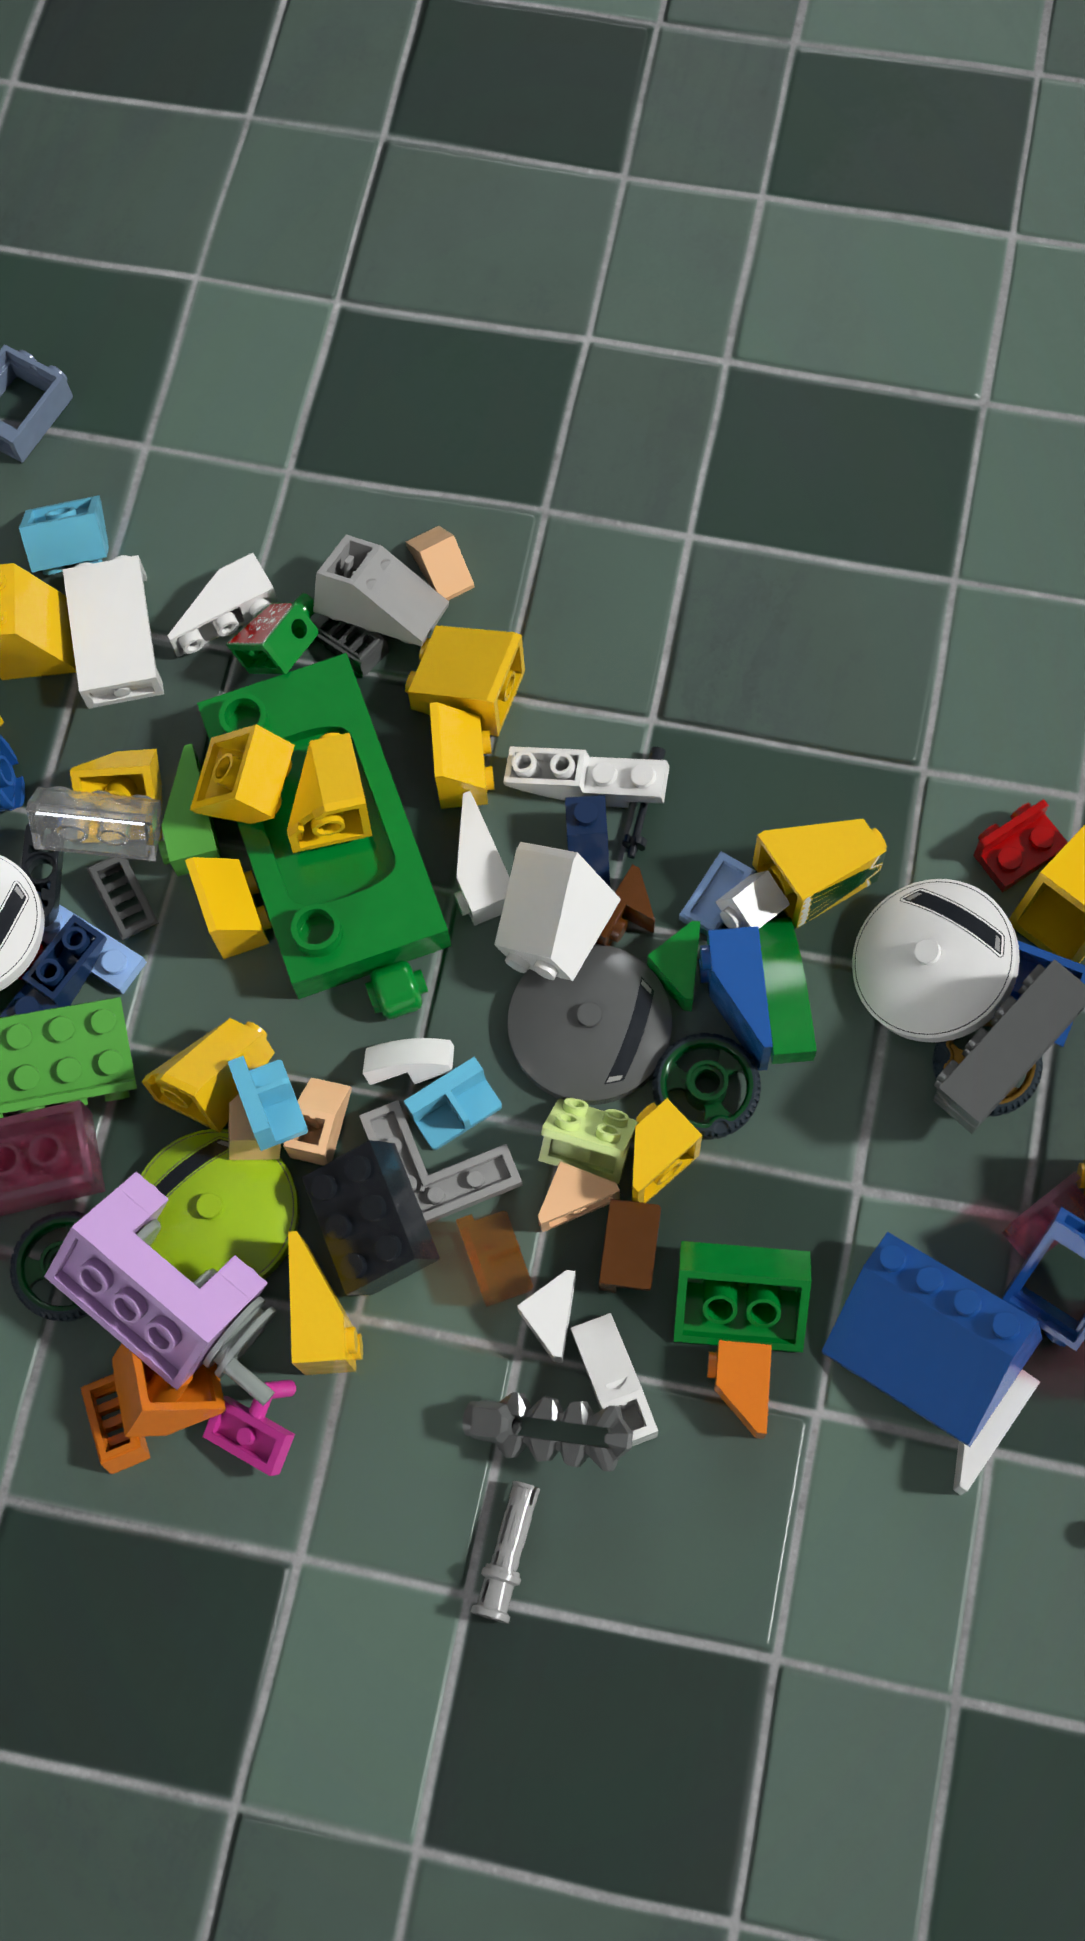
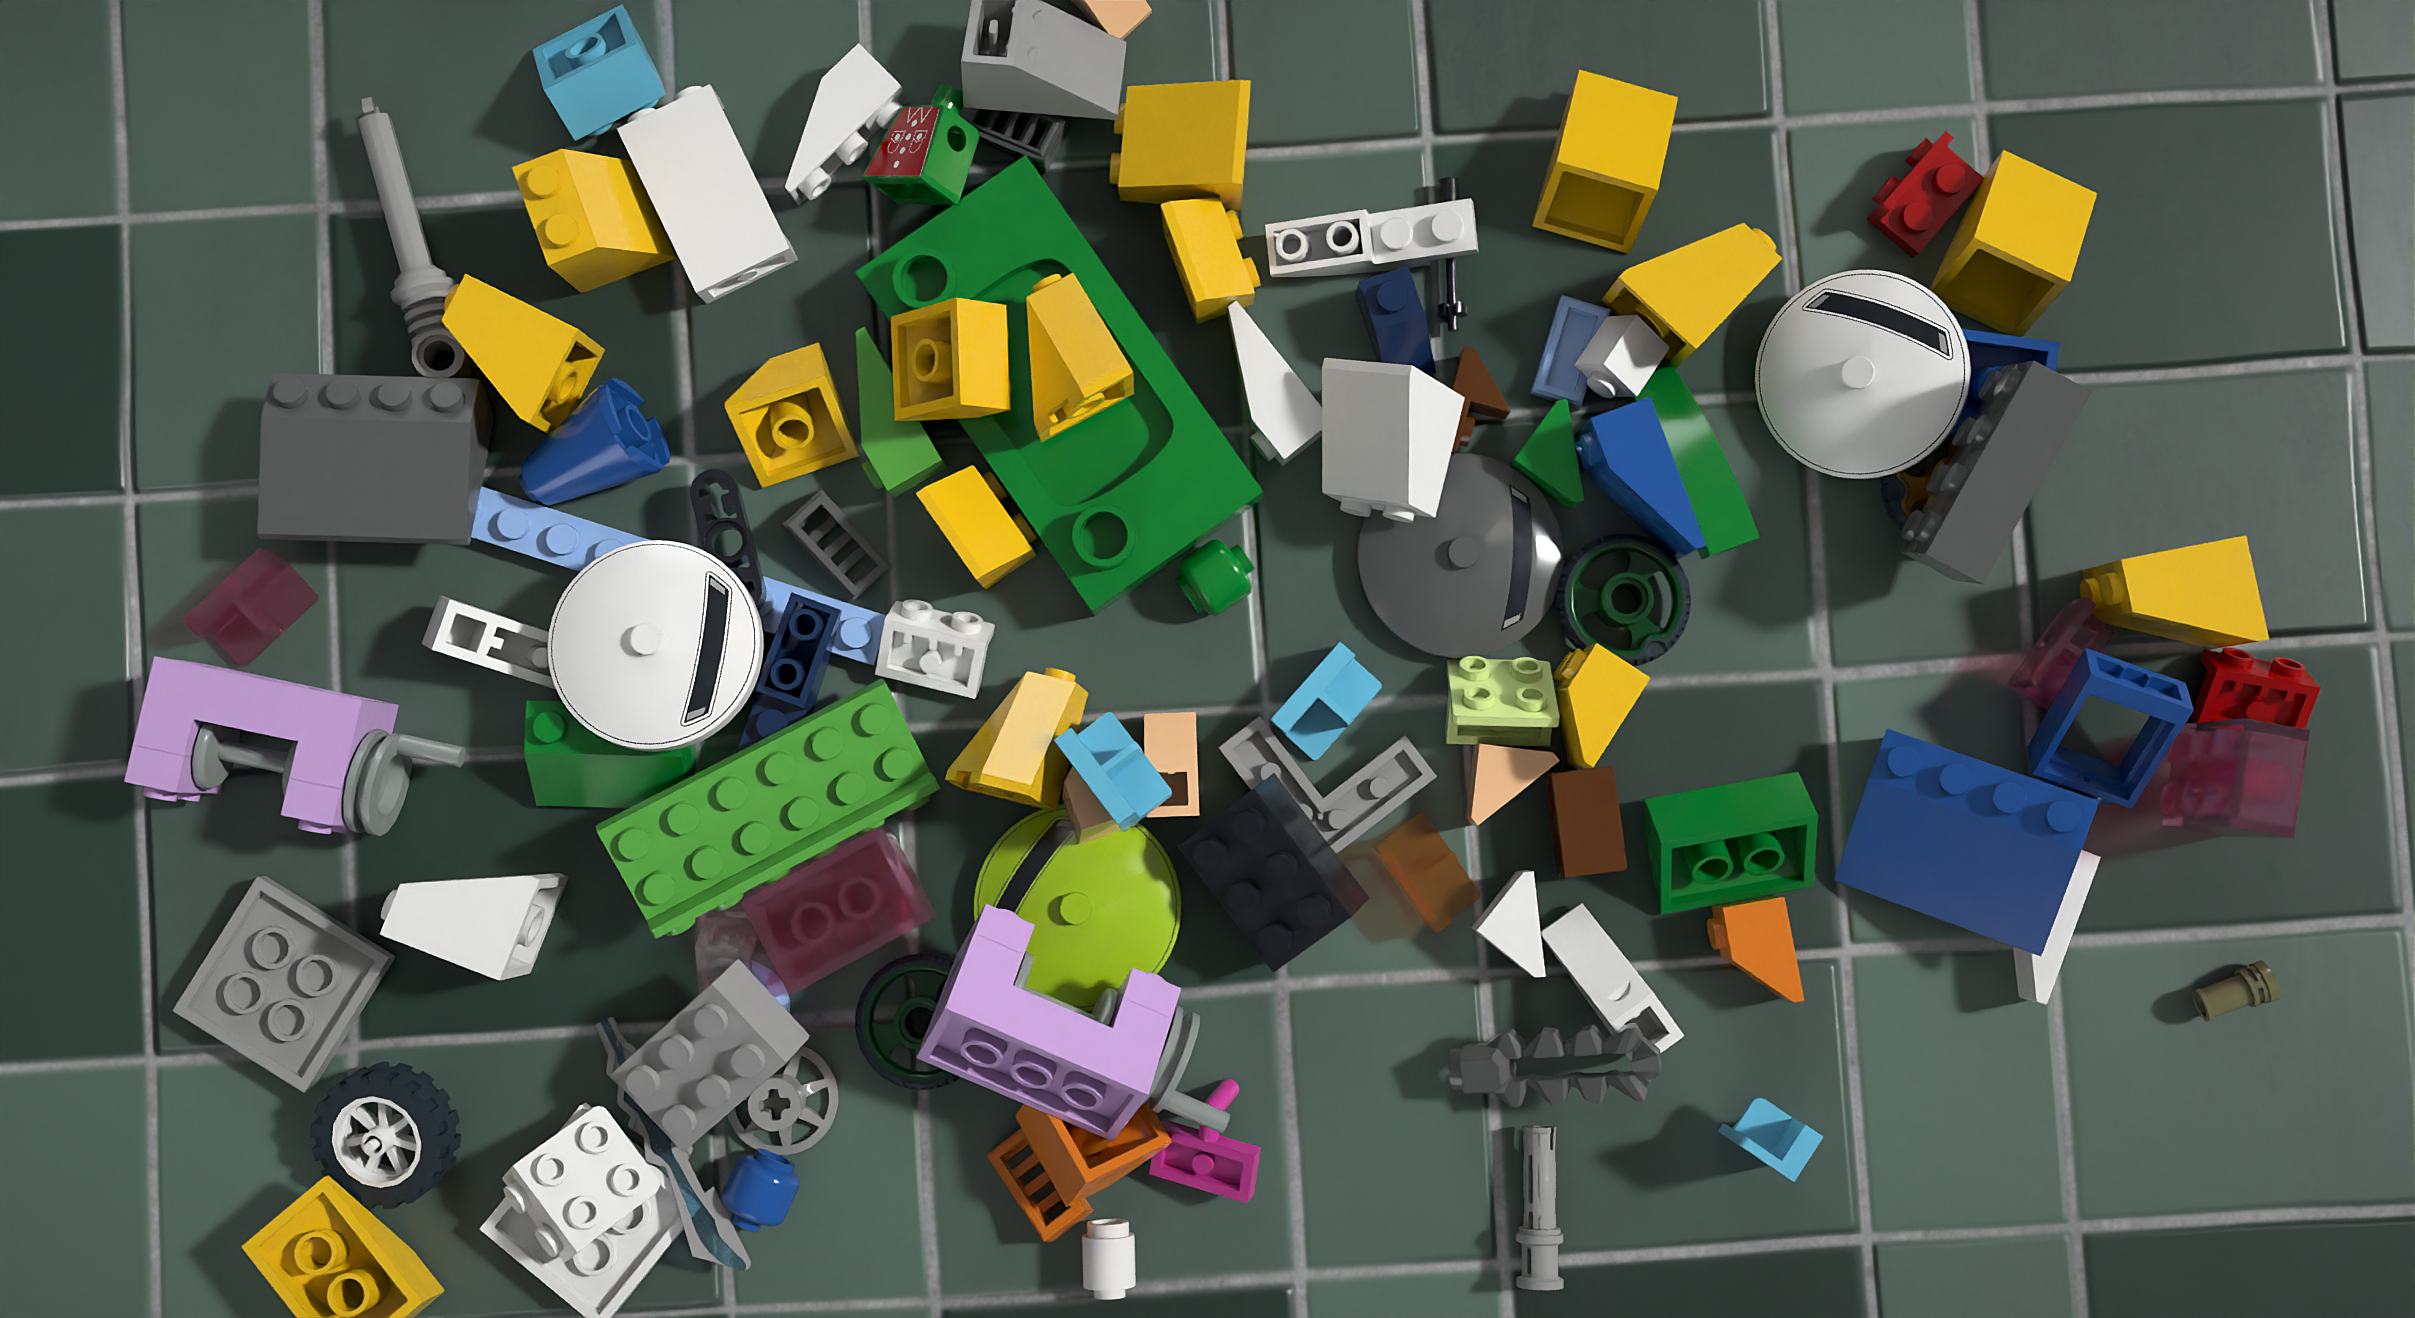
camera: 20 degrees left, 15 degrees up
(95, 823) = (781, 466): clear slope -> none
(148, 1494) = (1108, 1258): none -> white brick
(168, 988) = (934, 647): none -> white bracket
(320, 1329) = (1253, 1011): yellow slope -> none
(418, 1056) = (1267, 657): white slope -> none
(709, 1536) = (1773, 1137): none -> medium azure panel
(777, 762) = (1606, 162): none -> yellow slope

